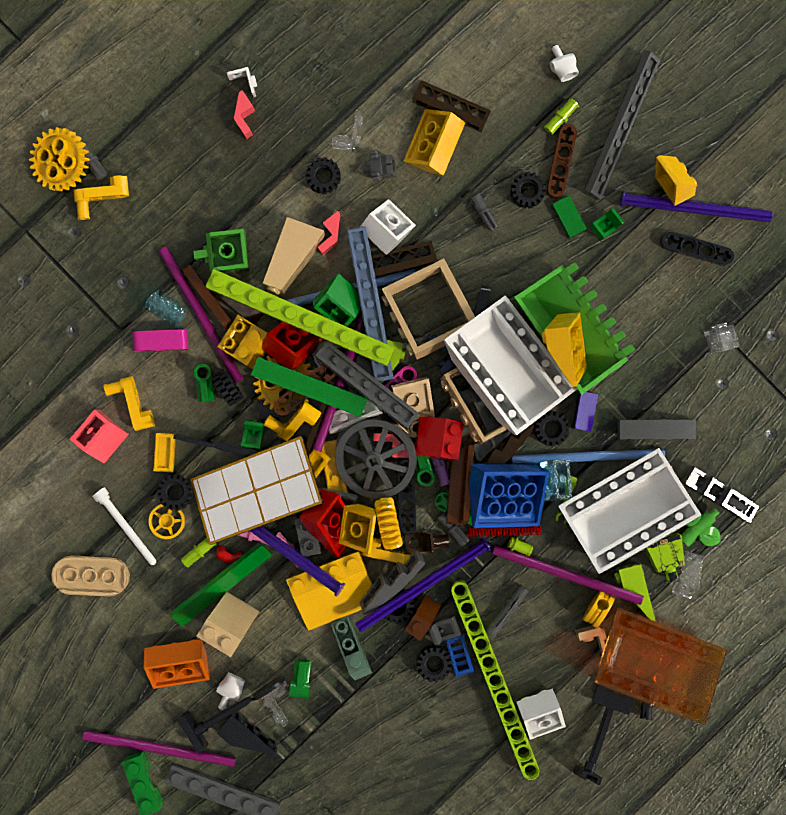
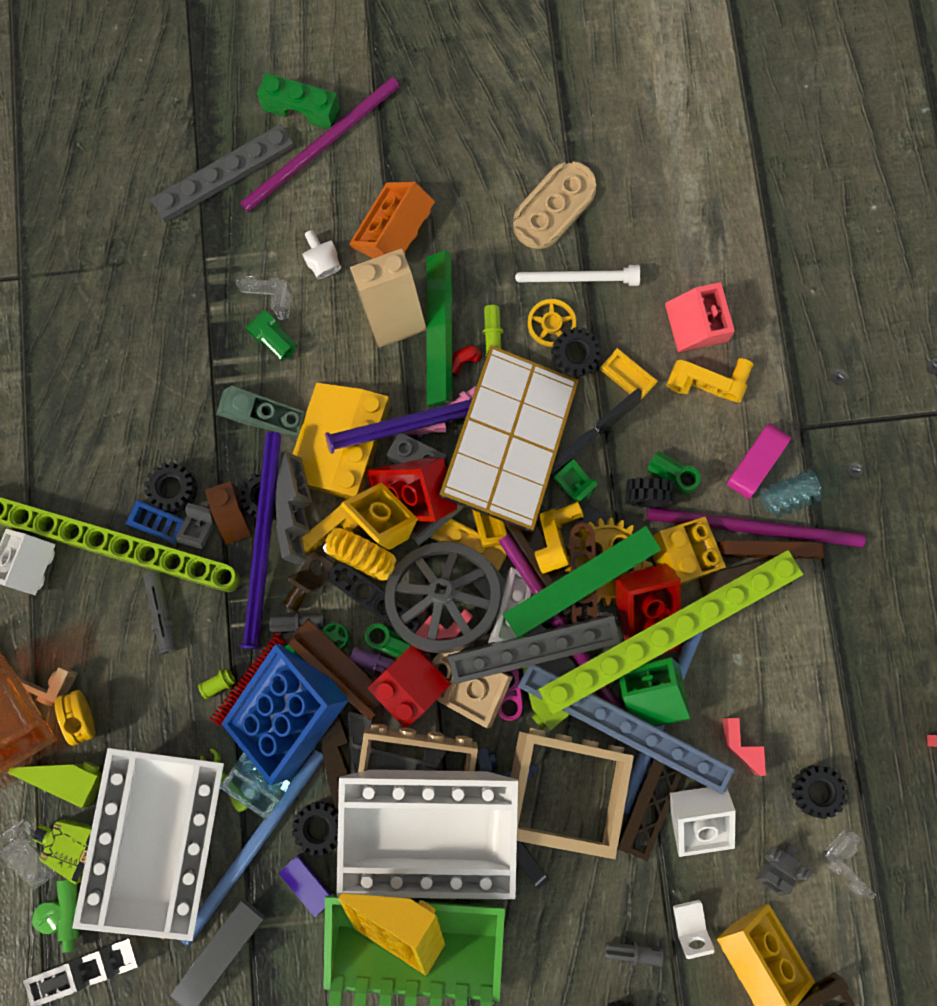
camera: 135 degrees right, 10 degrees down
(195, 731) = (306, 190): black piece -> none
(218, 243) = (825, 605): bright green hinge -> none
(243, 735) = (263, 234): black slope -> none
(293, 251) = (751, 681): tan slope -> none
(446, 192) = (692, 927): none -> white bracket
(568, 575) = (138, 714): magenta piece -> none

